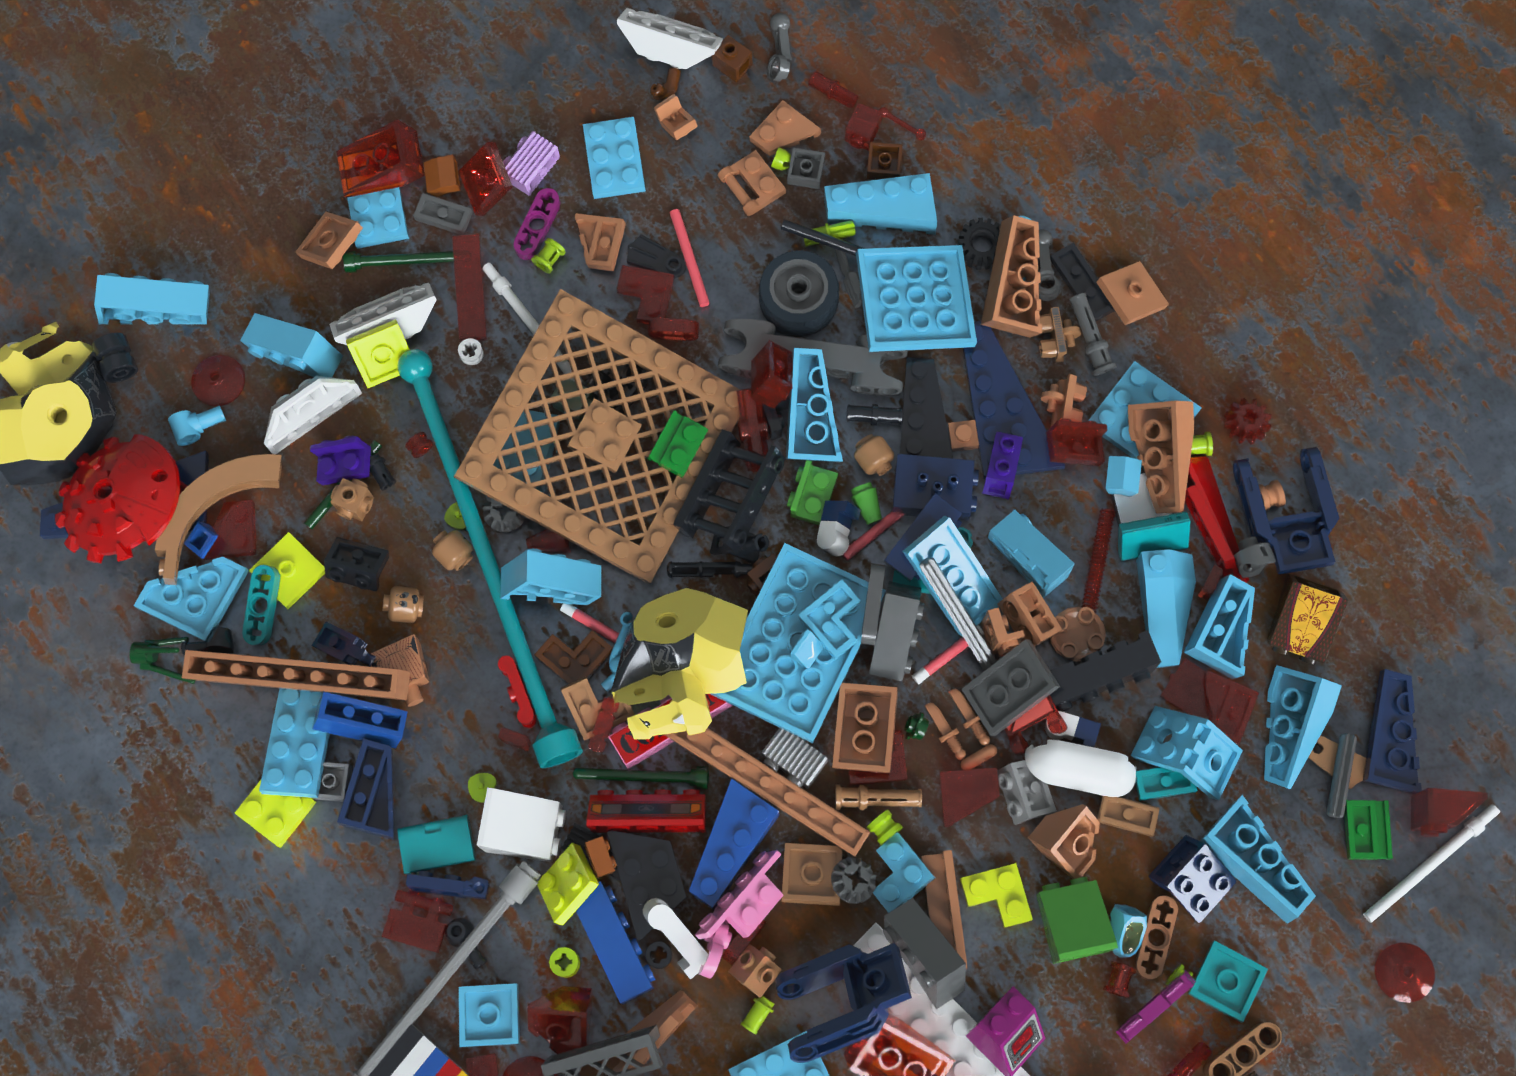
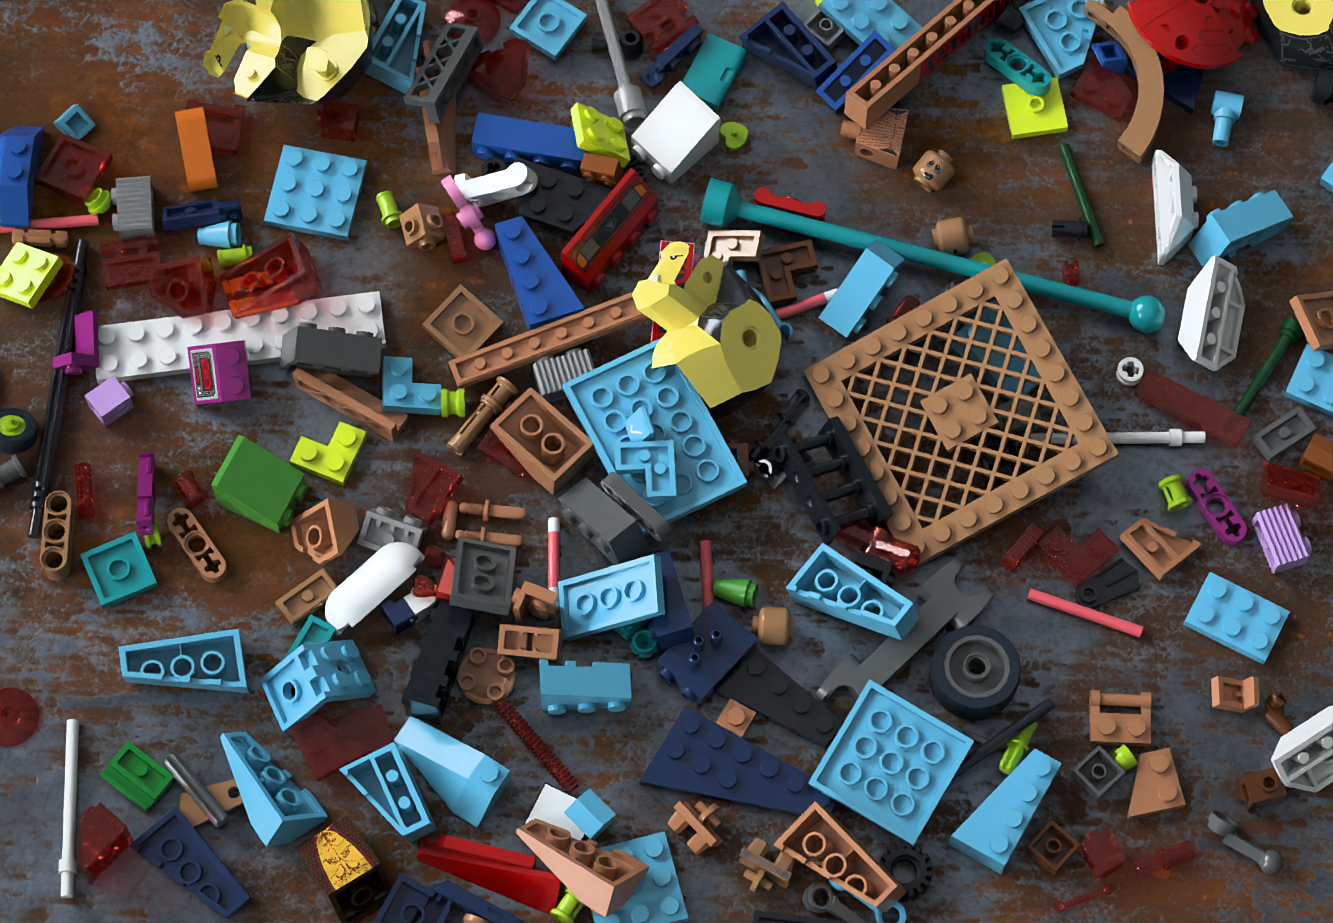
camera: 120 degrees right, 5 degrees down
(225, 388) = (1256, 171): clear red dish -> none
(342, 459) = (1098, 203): dark purple bracket -> none
(342, 645) = (931, 100): dark blue hinge -> none
(354, 506) = (1058, 188): medium nougat brick -> none
(355, 563) = (1000, 159): black bracket -> none
(378, 352) = (1180, 288): neon yellow plate -> none
(514, 739) = (751, 180): clear red tile -> none
(570, 962) = (543, 108): lime wheel -> none
(603, 725) = (705, 244): clear red axle -> none
(678, 444) = (907, 468): green plate -> none
(696, 777) = (613, 290): dark green piece -> none
(747, 902) = (477, 252): bright pink bracket -> none
(771, 374) = (906, 576): clear red brick -> none
(814, 488) = (779, 553): bright green bracket -> none
(836, 525) = (734, 547): leg -> none
(843, 885) = (444, 348): dark grey gear -> none
(872, 984) = (332, 282): dark blue plate -> none
(874, 414) = (812, 656): black pin -> none
(916, 726) = (514, 487): dark green plate -> none
(957, 612) = (580, 574): axle -> none
(1002, 465) = (682, 725): dark purple bracket -> none
(1076, 442) = (649, 800): clear red bracket -> none
(1096, 346) = (776, 905): dark grey pin -> none
(1129, 929) = (222, 523): medium azure rock -> none
(1153, 534) = (517, 798): teal piece -> none
(1193, 877) = (218, 604): dark blue bracket -> none
(1210, 582) = (439, 817): clear red tile -> none
(1254, 555) = (433, 858): dark grey piece -> none

